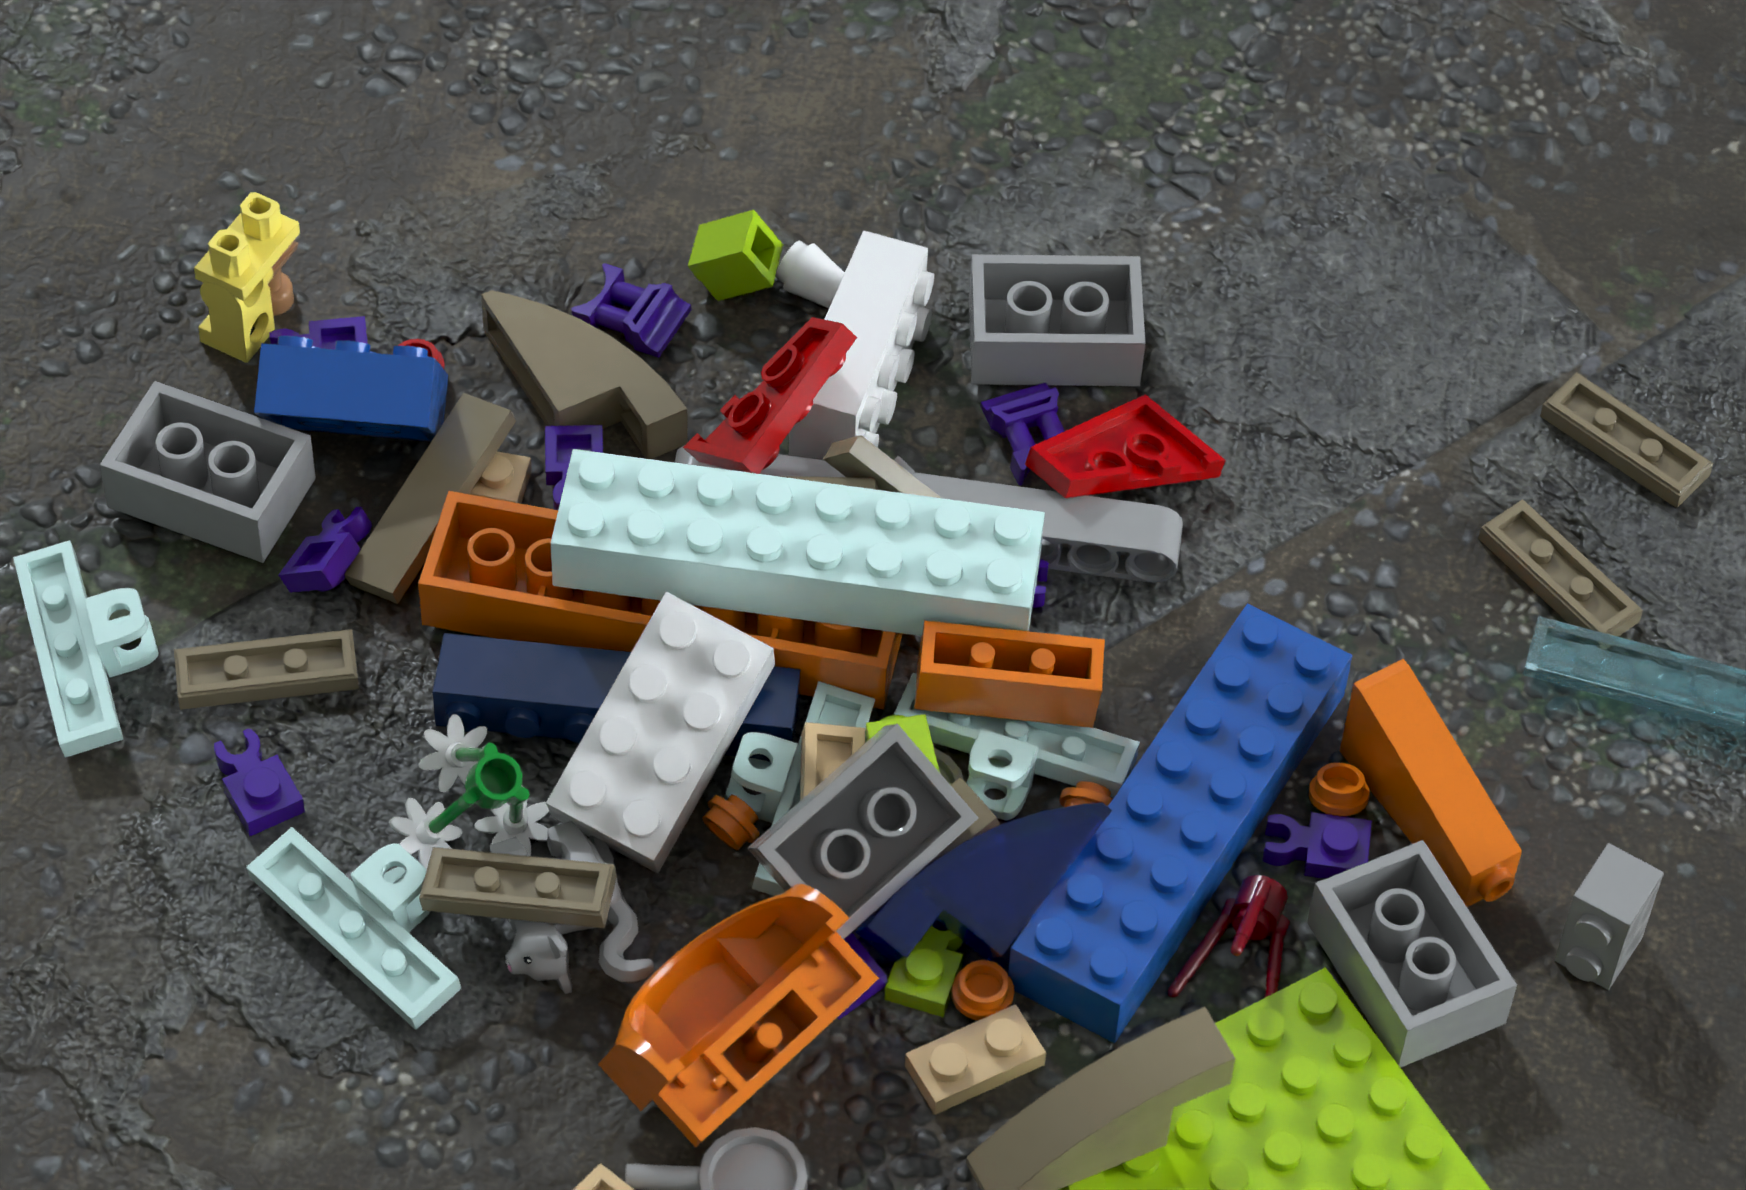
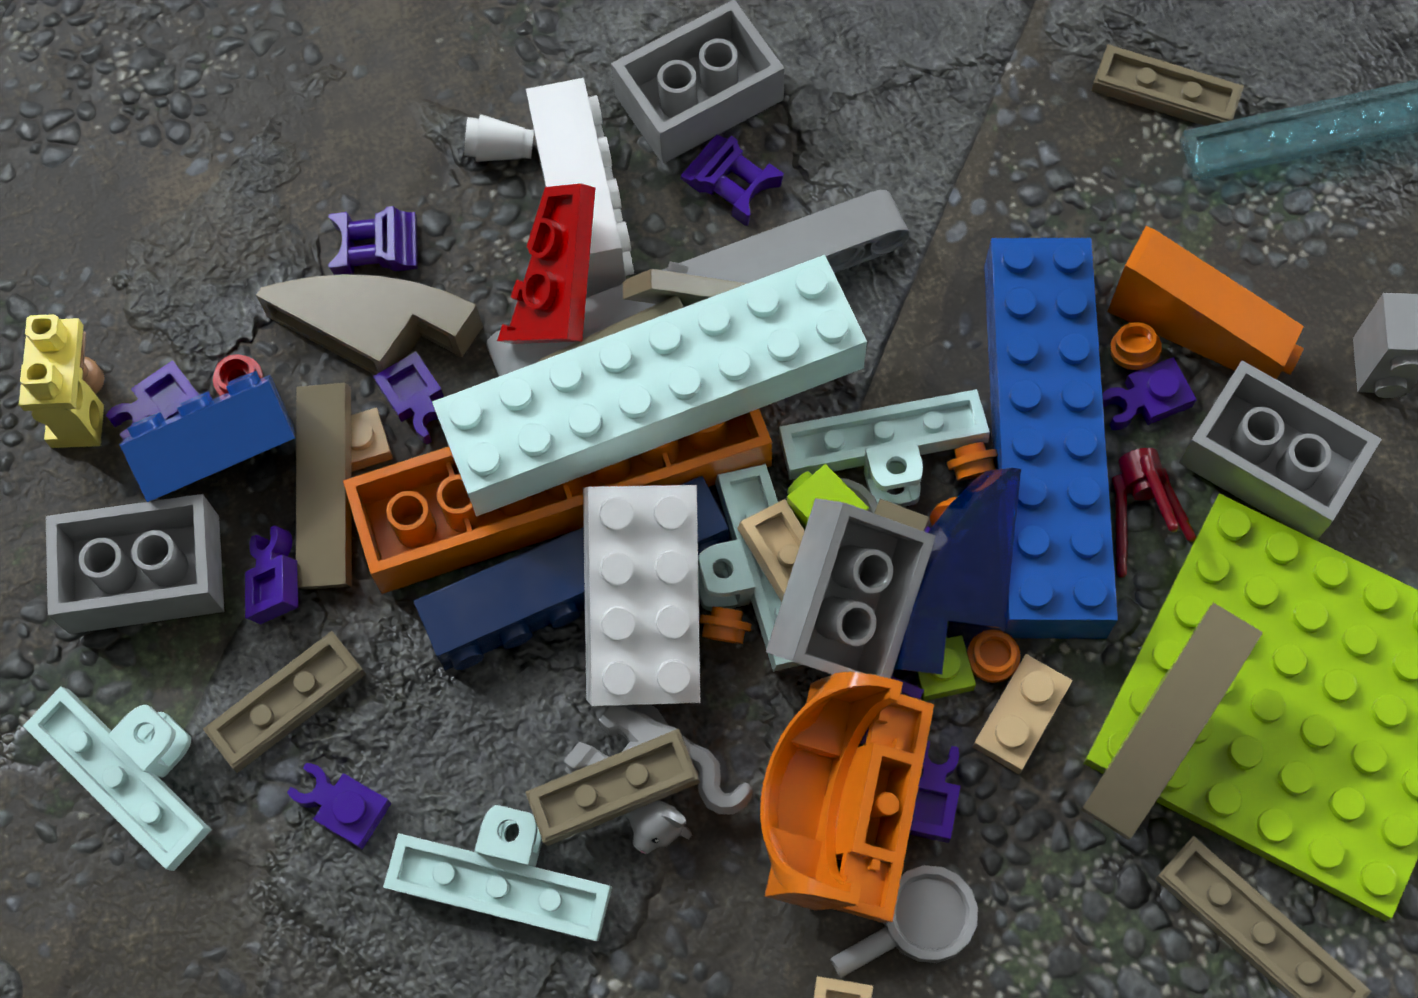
camera: 25 degrees left, 15 degrees up
(489, 782) = (540, 718): white plant -> none
(735, 255) = (426, 155): lime brick -> none
(824, 1080) = (935, 799): none -> dark purple plate
(1009, 674) = (864, 394): orange brick -> none
(1123, 451) = (815, 161): red wing -> none

